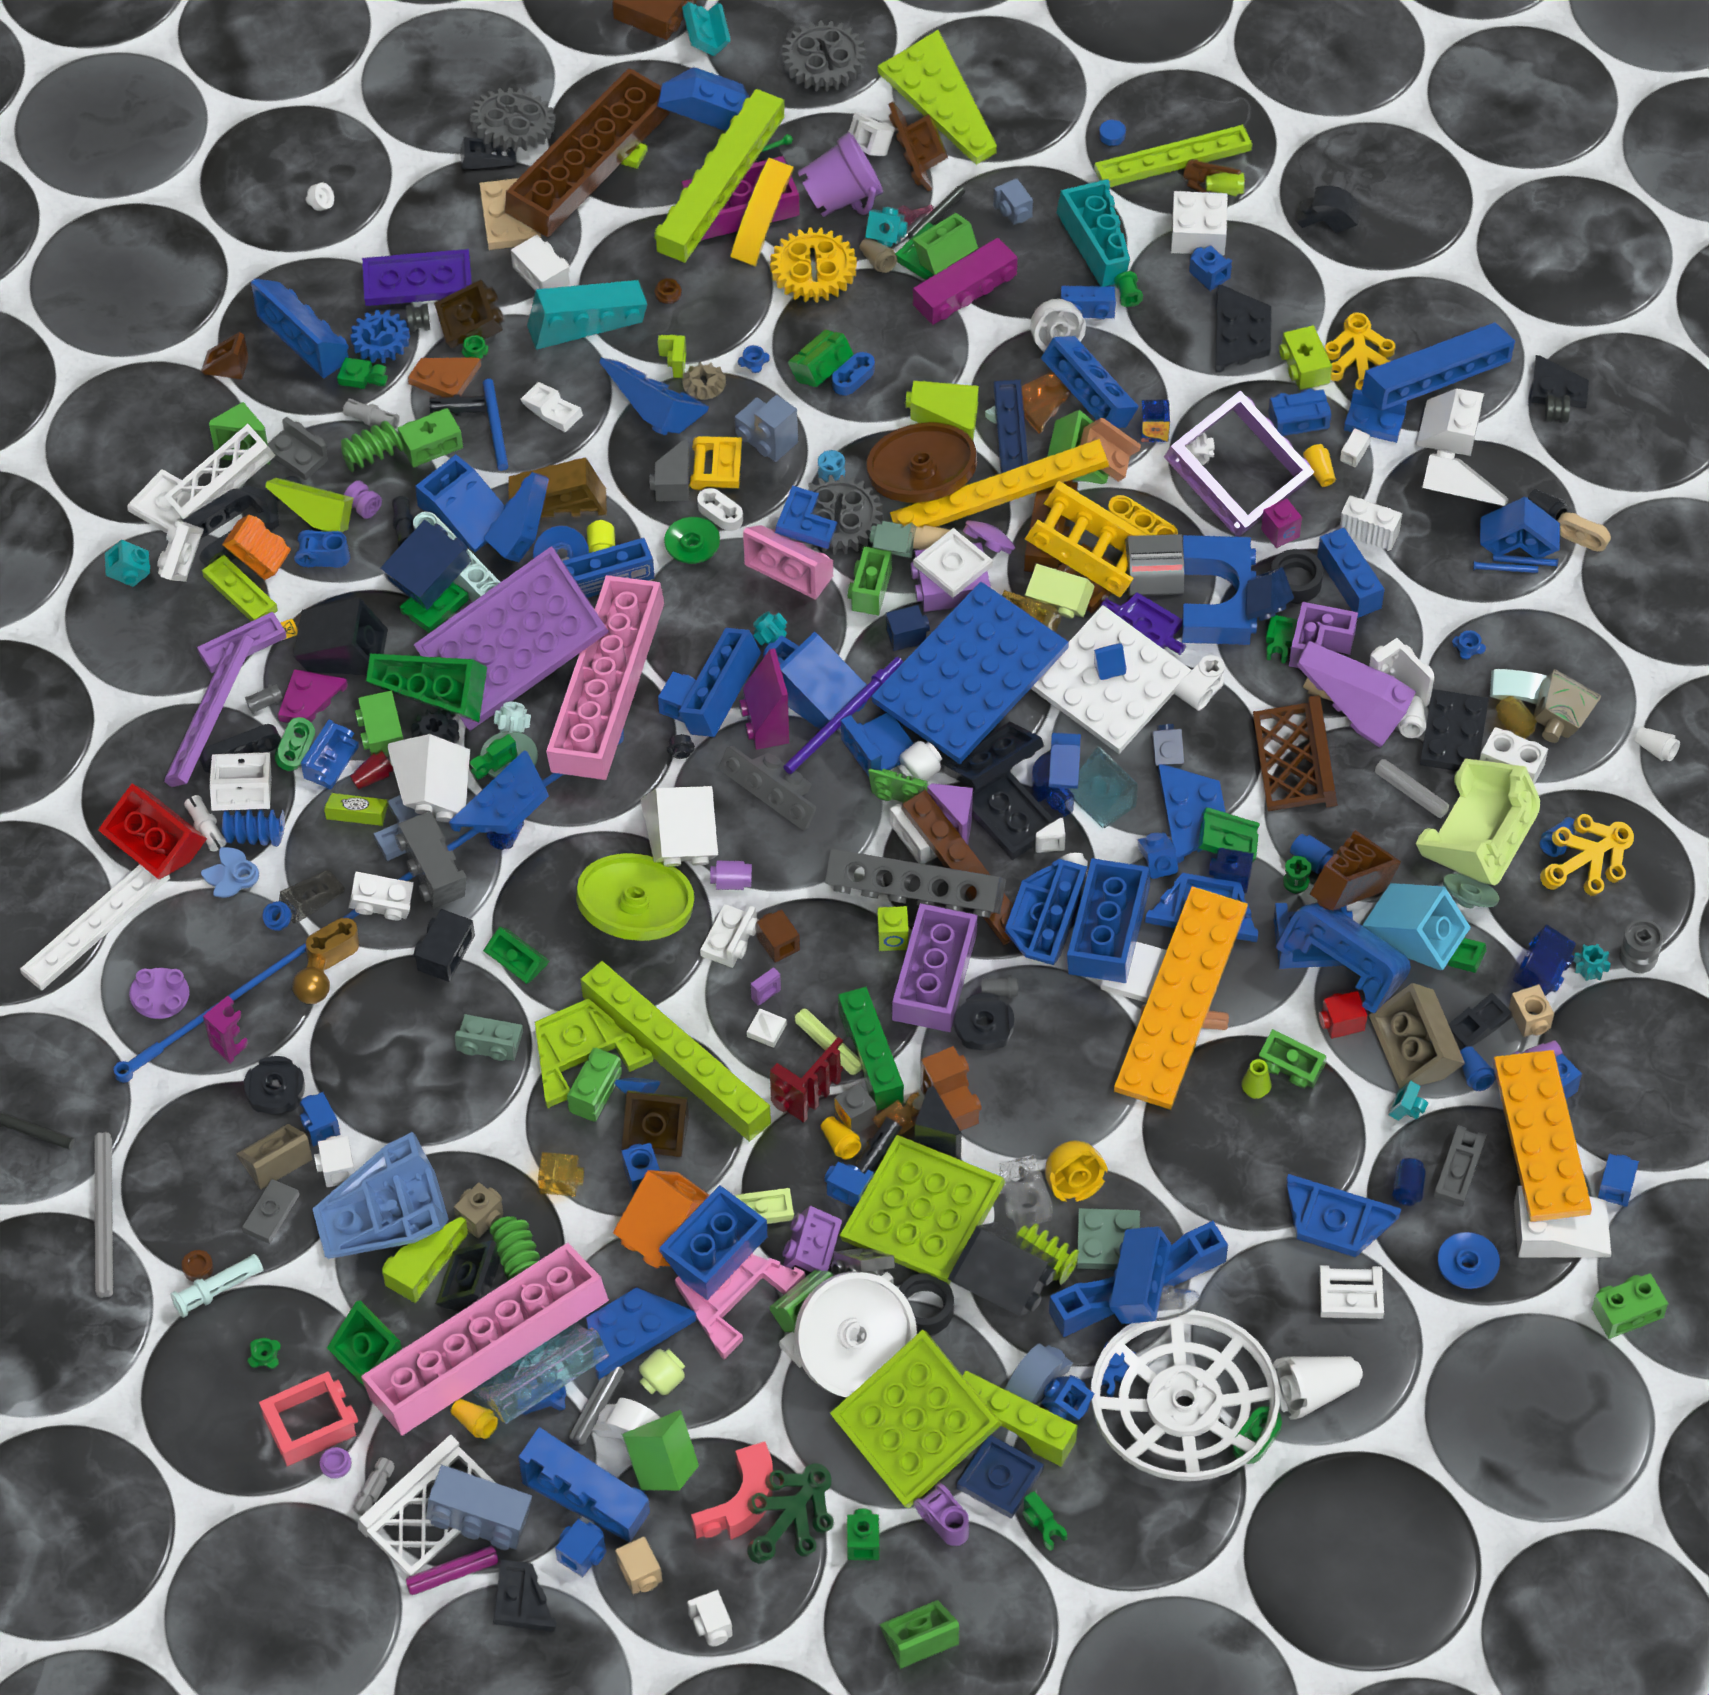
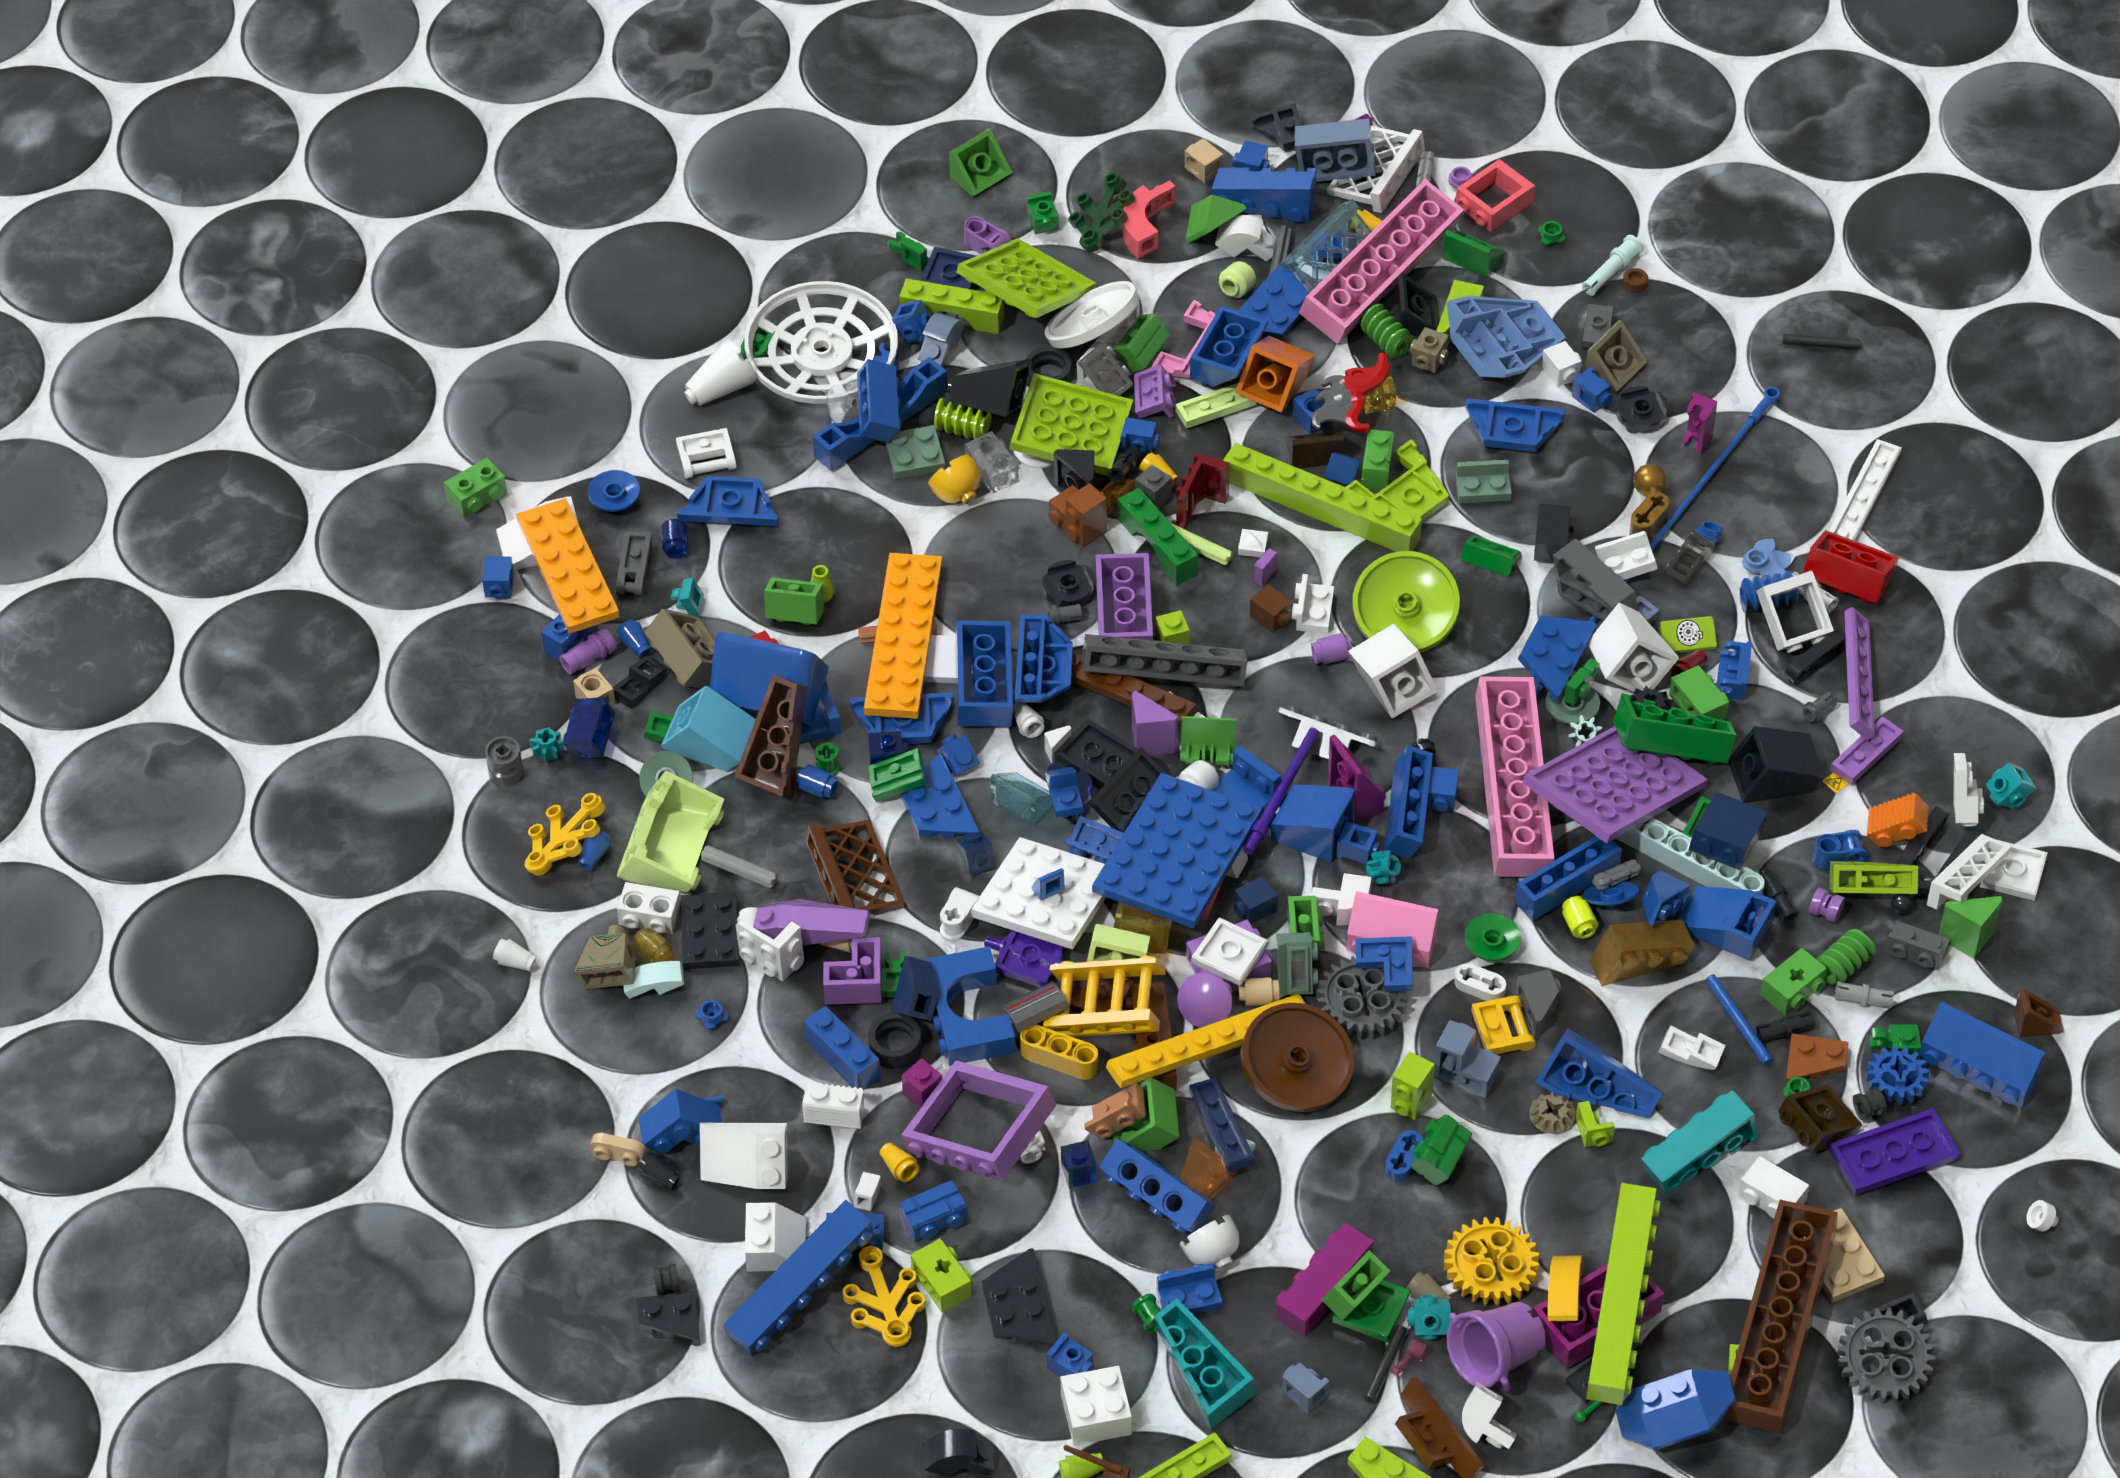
camera: 165 degrees right, 5 degrees down
(103, 1215) = (1728, 296): light grey axle -> none
(159, 992) = (1775, 455): medium lavender dish -> none
(239, 589) = (1883, 789): lime plate -> none
(294, 746) = (1769, 677): plate -> none
(309, 694) = (1784, 714): magenta wing -> none
(425, 1100) = (1513, 424): none -> blue wing
(603, 1153) = (1345, 396): none -> piece
(710, 1618) = (1137, 142): white brick -> none
(753, 358) = (1511, 1140): blue plate -> none
(816, 604) = (1341, 902): none -> white brick
(826, 408) = (1412, 1085): none -> lime brick
(833, 460) = (1387, 1038): dark azure wheel -> none
(944, 404) = (1295, 1130): lime slope -> none
(1044, 716) = (1093, 840): none -> blue bracket

